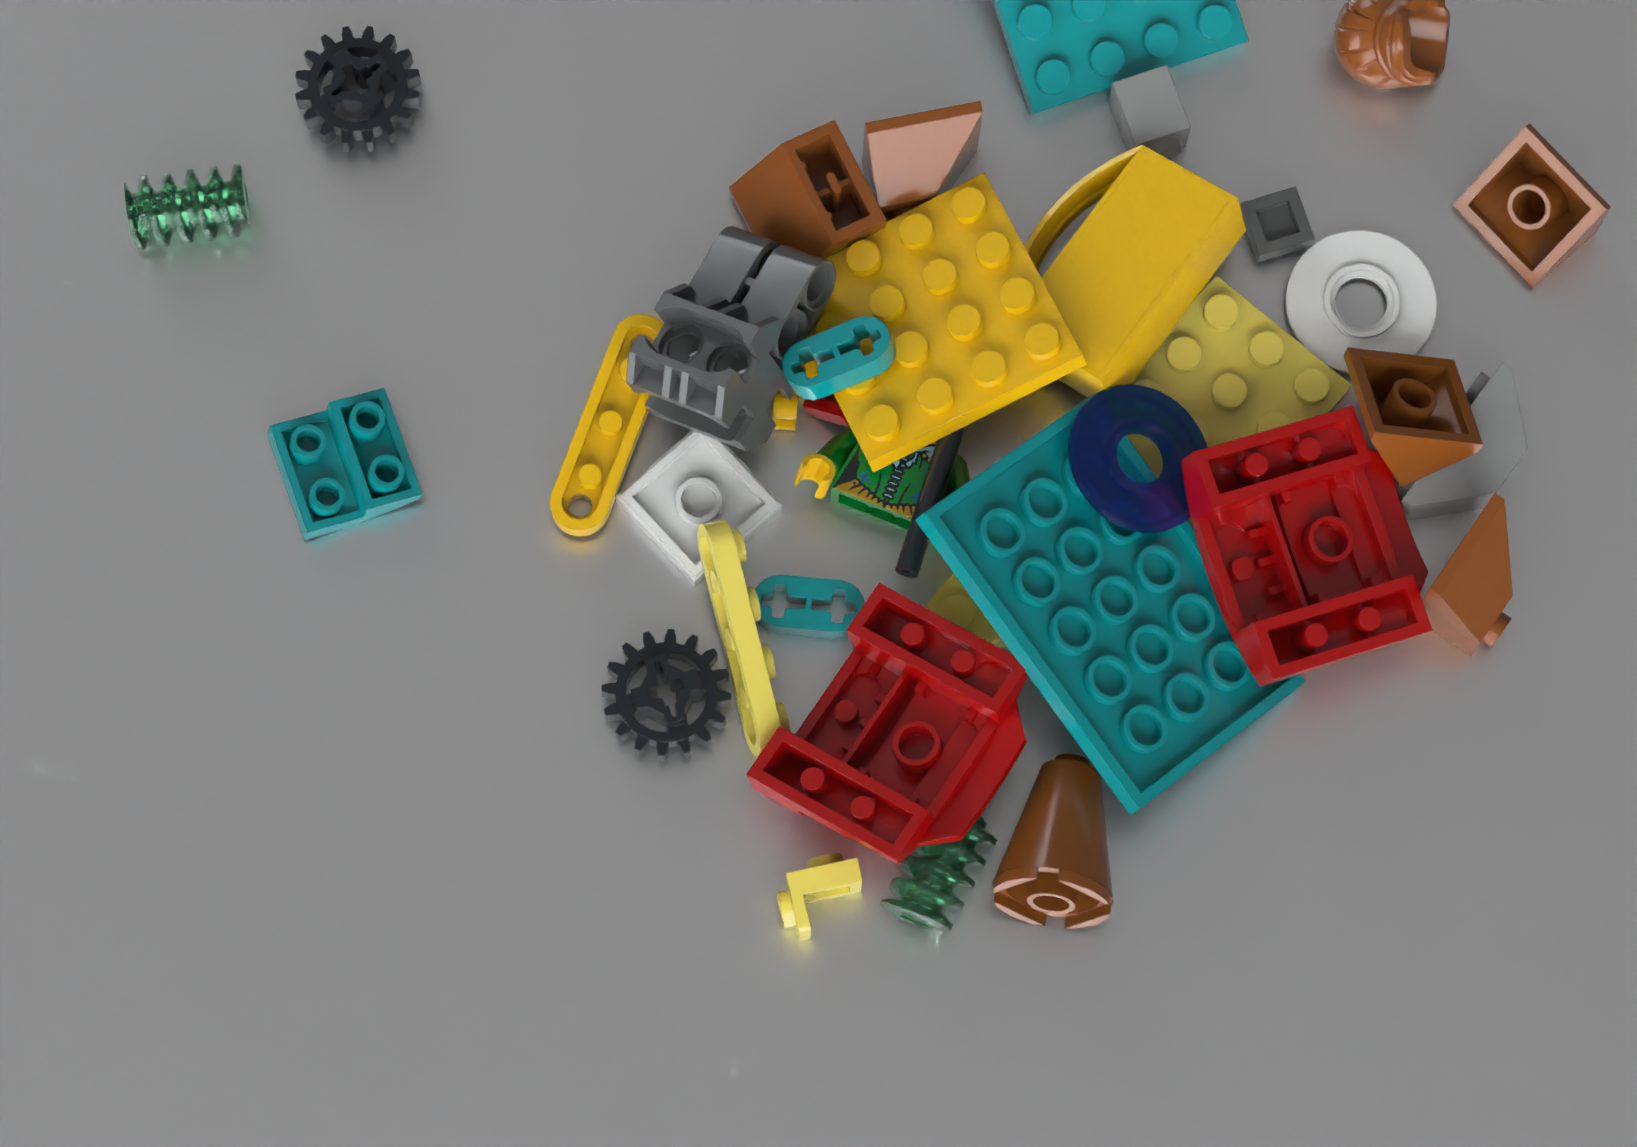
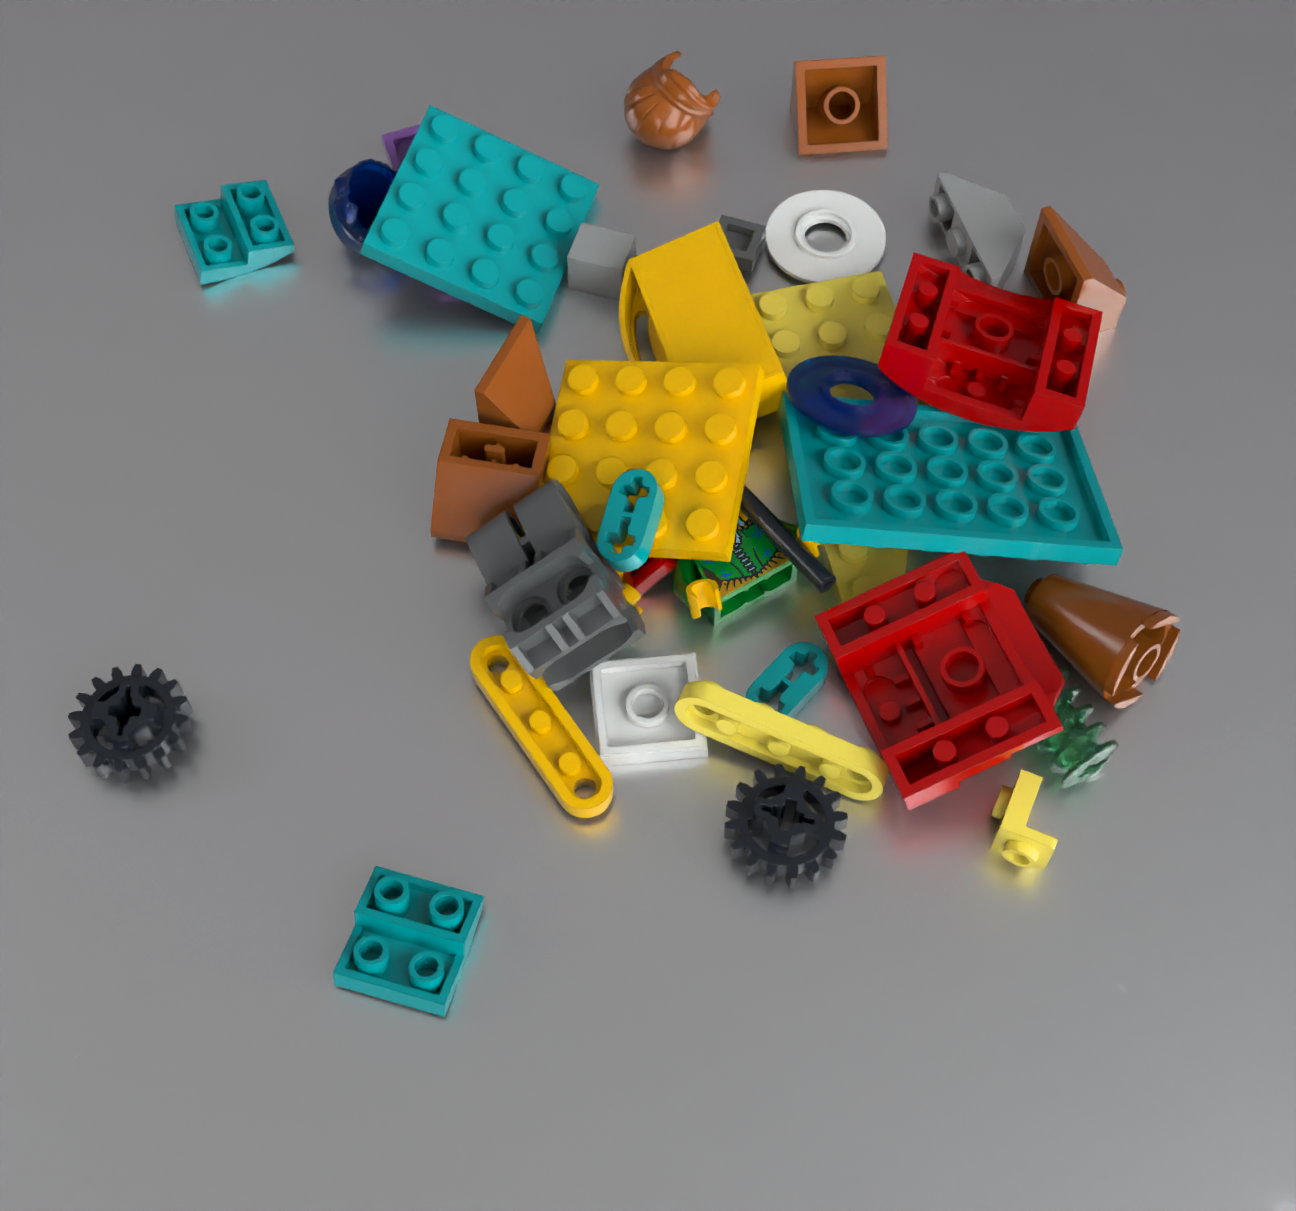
camera: 50 degrees left, 15 degrees down
(187, 207) = (103, 906): clear green piece -> none
(1413, 411) = (938, 230): dark orange slope -> none

